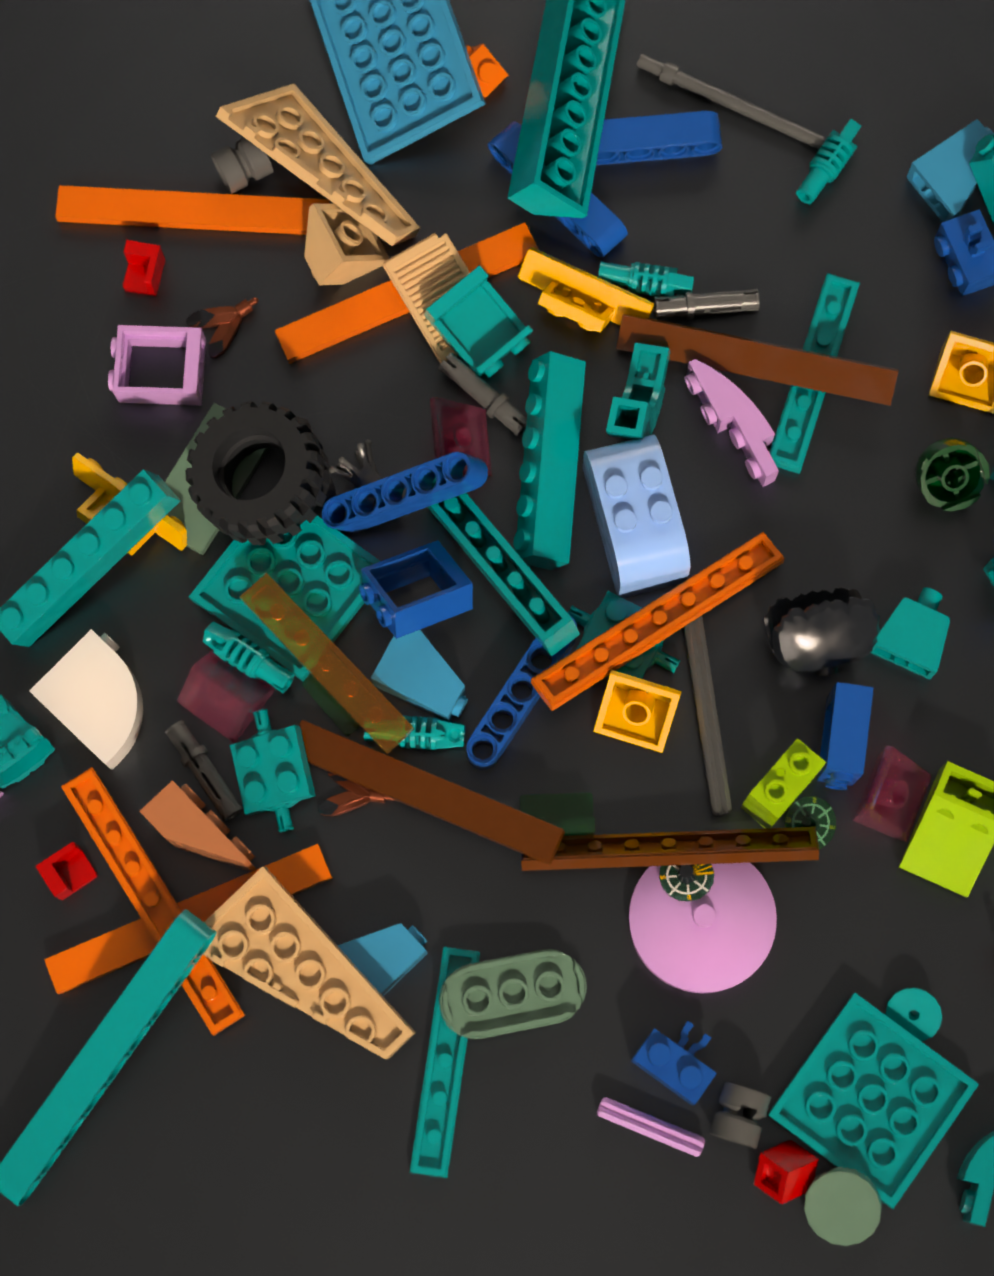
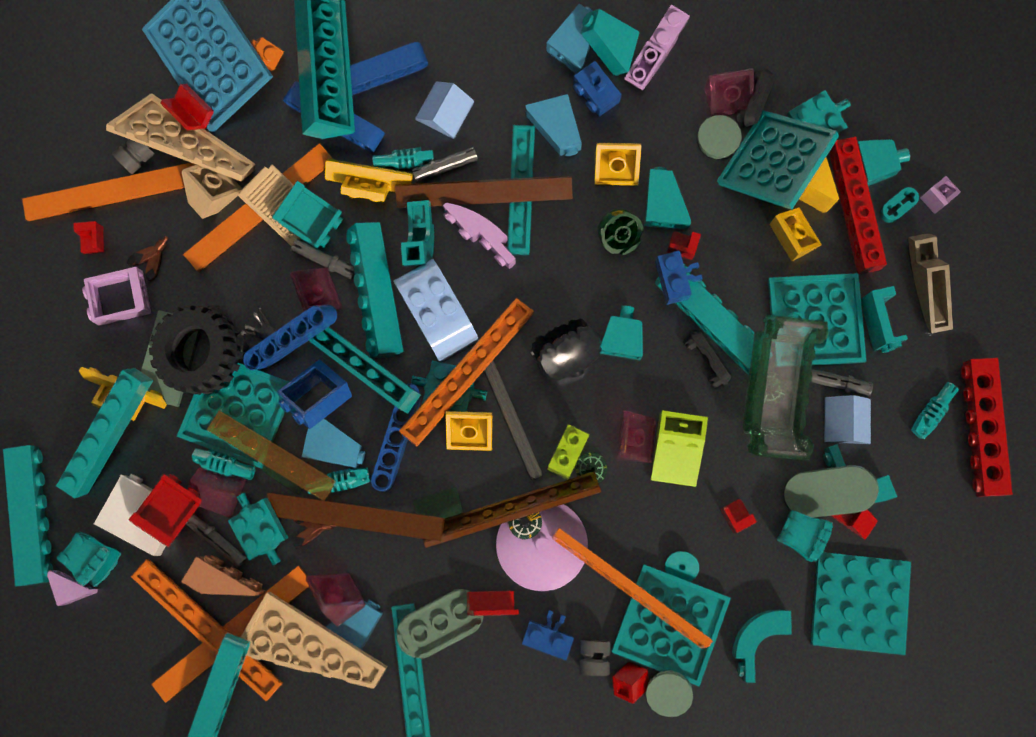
camera: 15 degrees left, 5 degrees up
(67, 871) = (149, 626): red panel -> none
(145, 699) = (166, 510): none -> red panel
(344, 119) = (188, 108): none -> red panel
(366, 904) = (336, 596): none -> clear pink slope
(599, 985) = (491, 603): none -> red panel
(651, 1126) = (544, 678): lavender axle -> none
(670, 74) = (384, 24): dark grey bar -> none
(729, 221) = (445, 108): none -> light blue slope
(828, 161) = (496, 54): teal hinge -> none
(828, 1024) = (632, 589): none -> orange tile
(845, 735) = (597, 411): blue window -> none
(894, 288) = (556, 124): none -> dark azure slope

